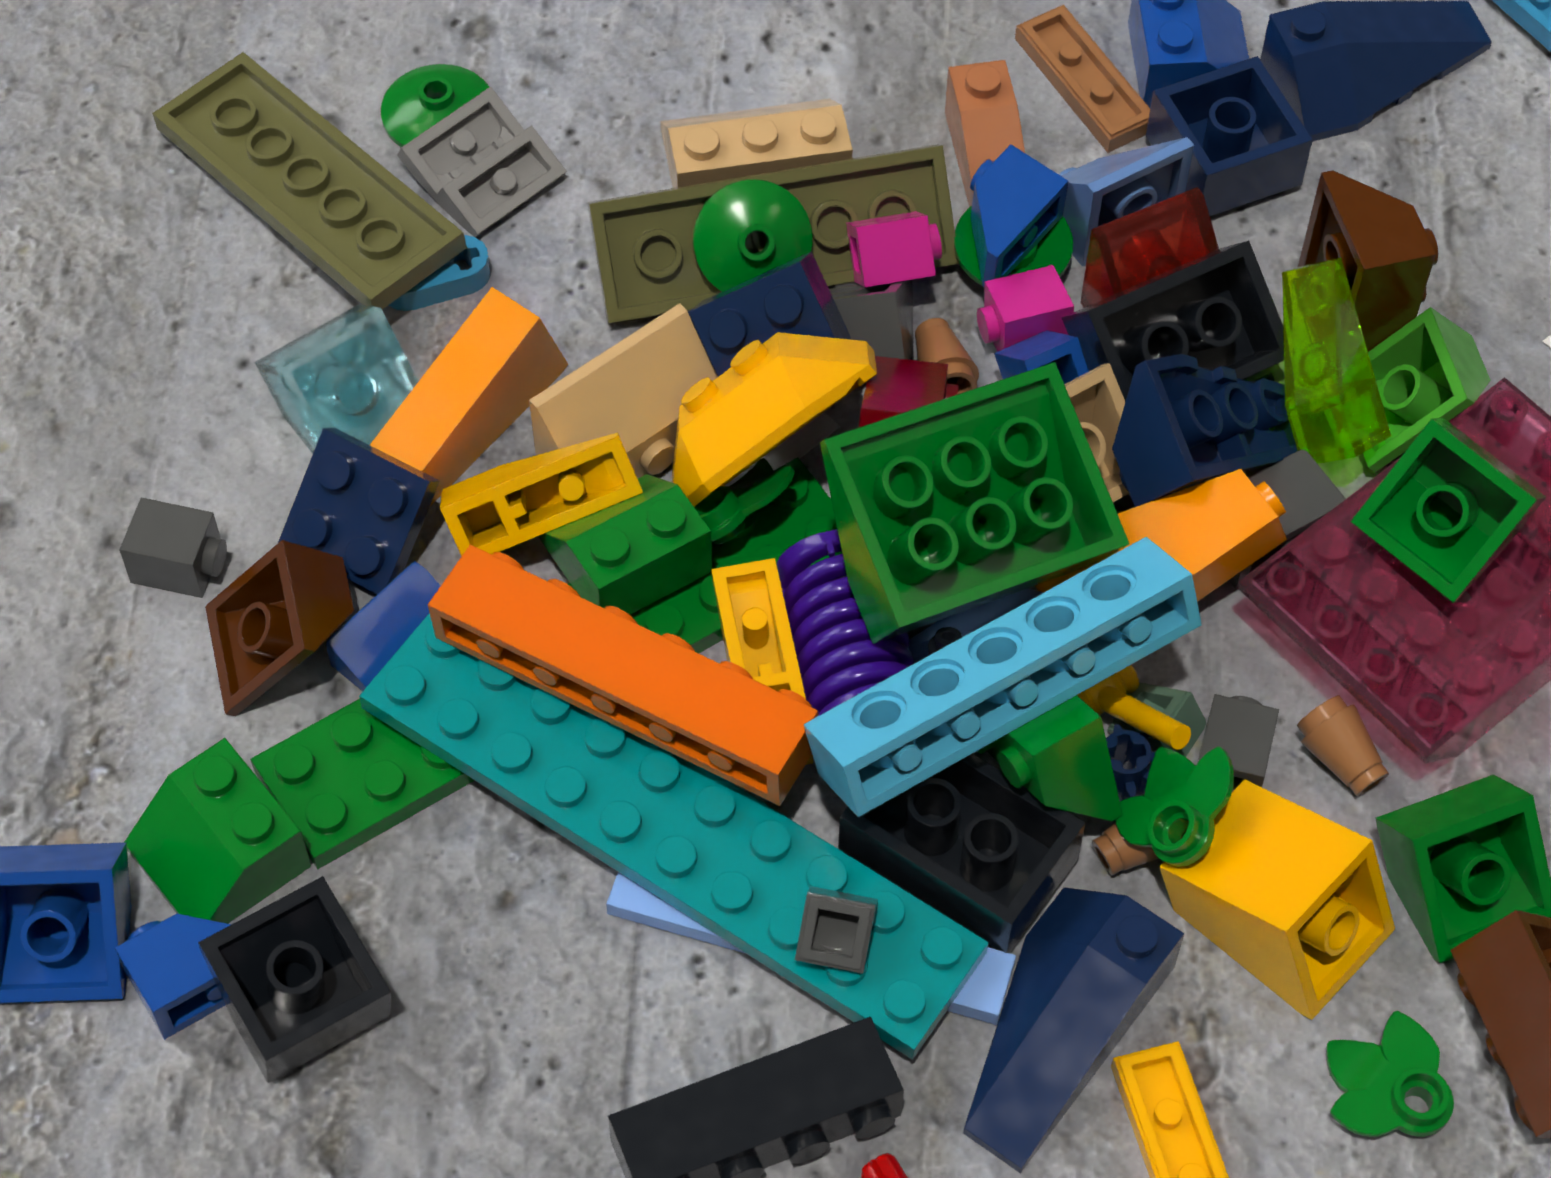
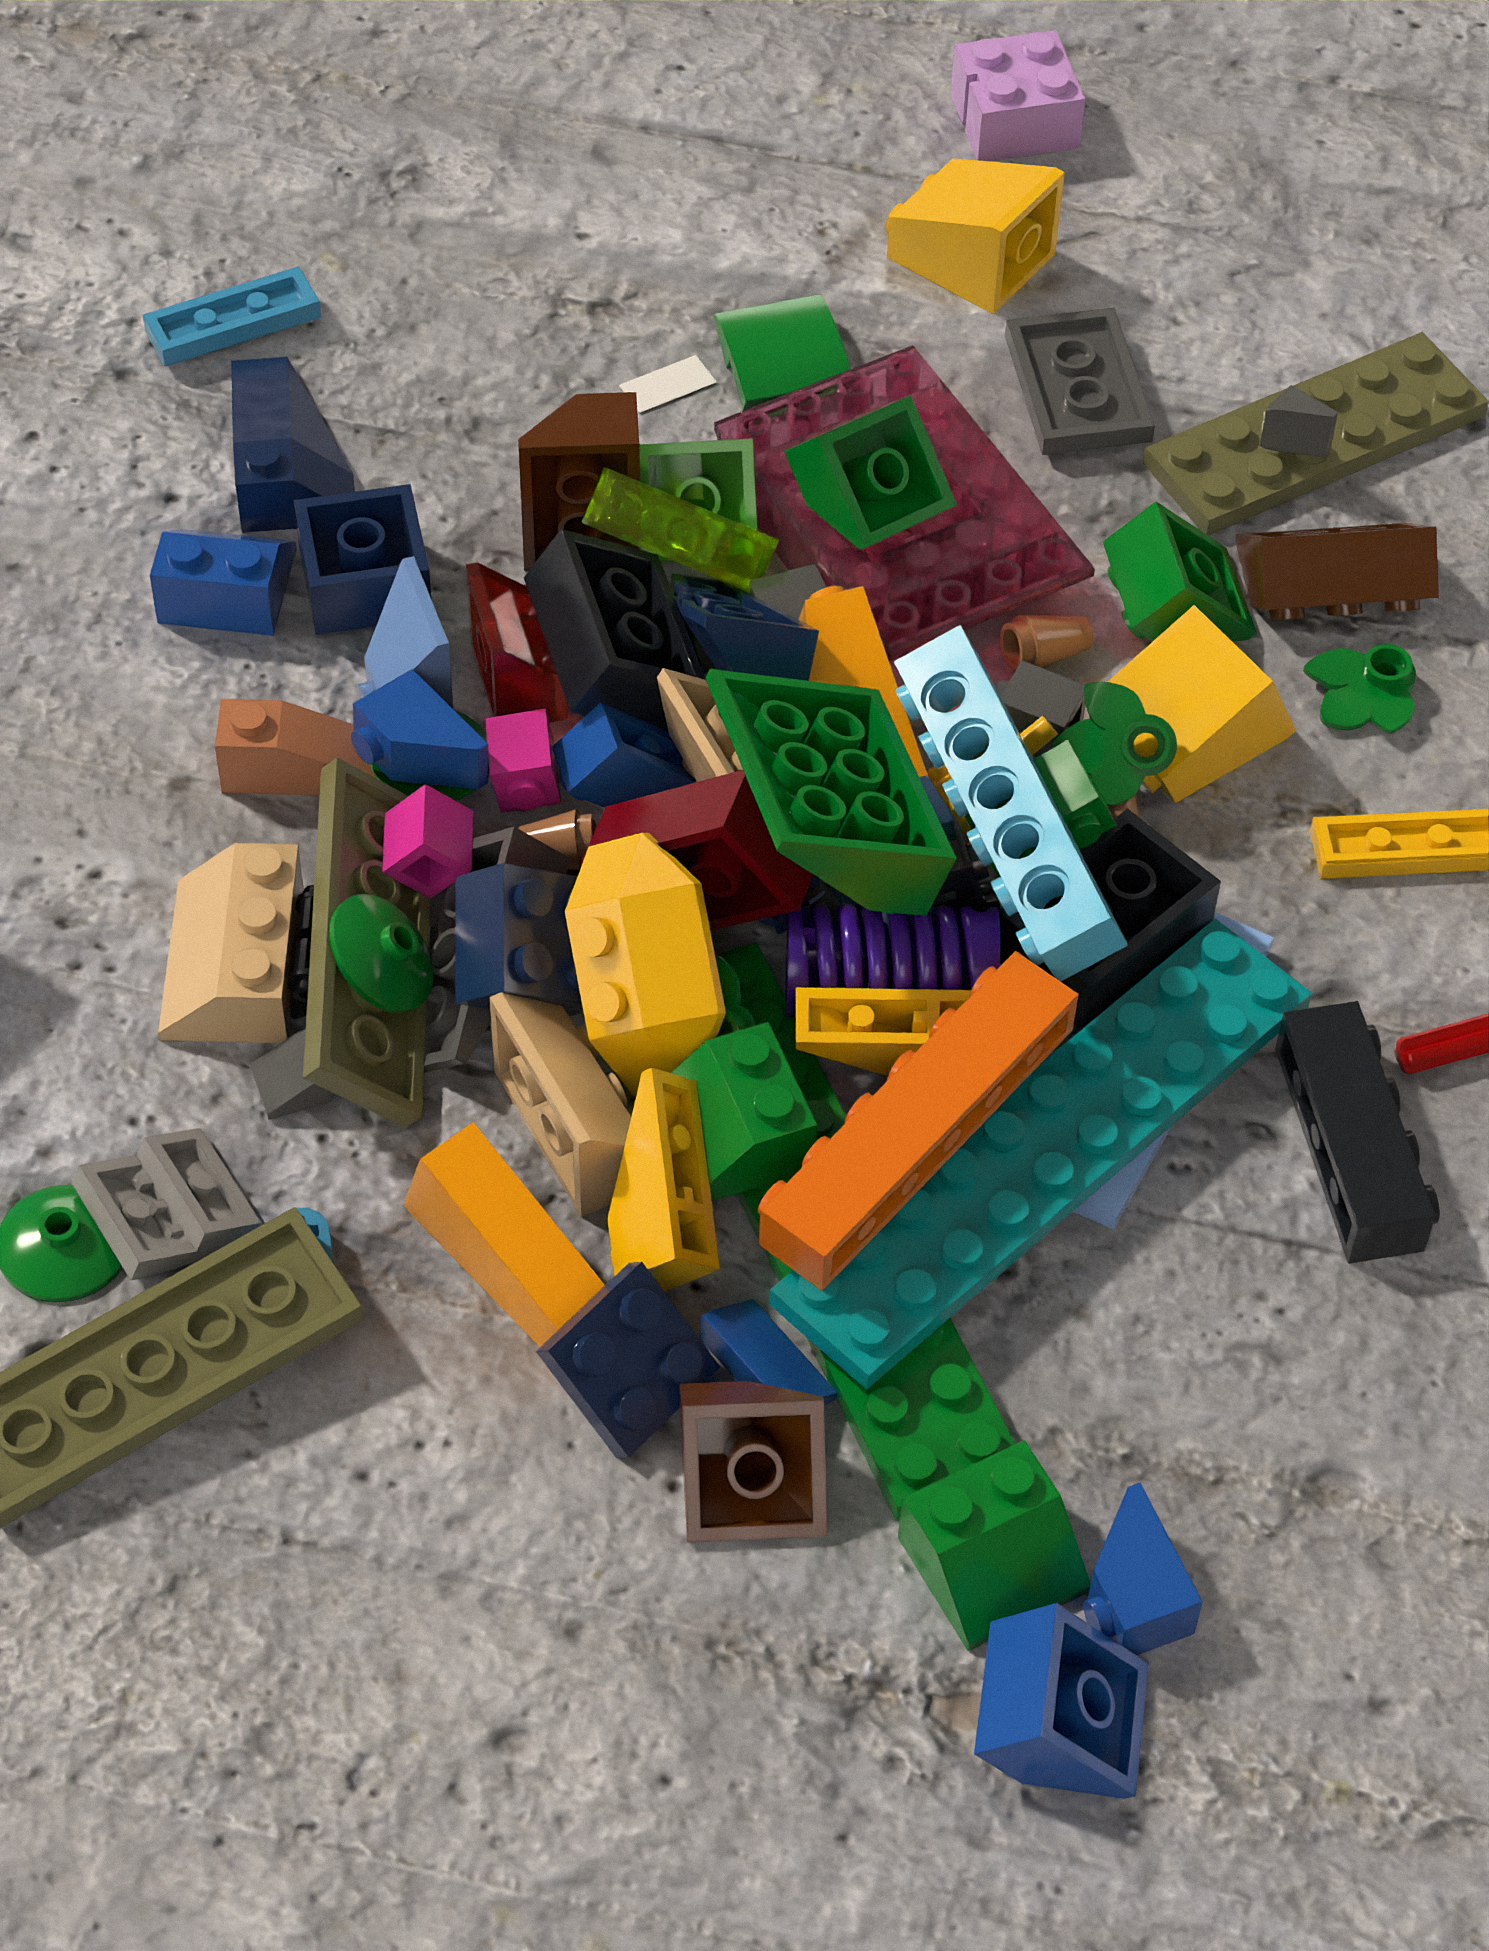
camera: 80 degrees left, 5 degrees down
(173, 548) = (620, 1553): dark grey brick -> none
(296, 979) = (1193, 1465): black slope -> none
(340, 376) = (443, 1363): clear light blue slope -> none
(836, 929) = (1198, 1013): dark grey slope -> none
(1068, 1005) = (1288, 885): dark blue wedge -> none
(1084, 77) = (223, 667): medium nougat tile -> none

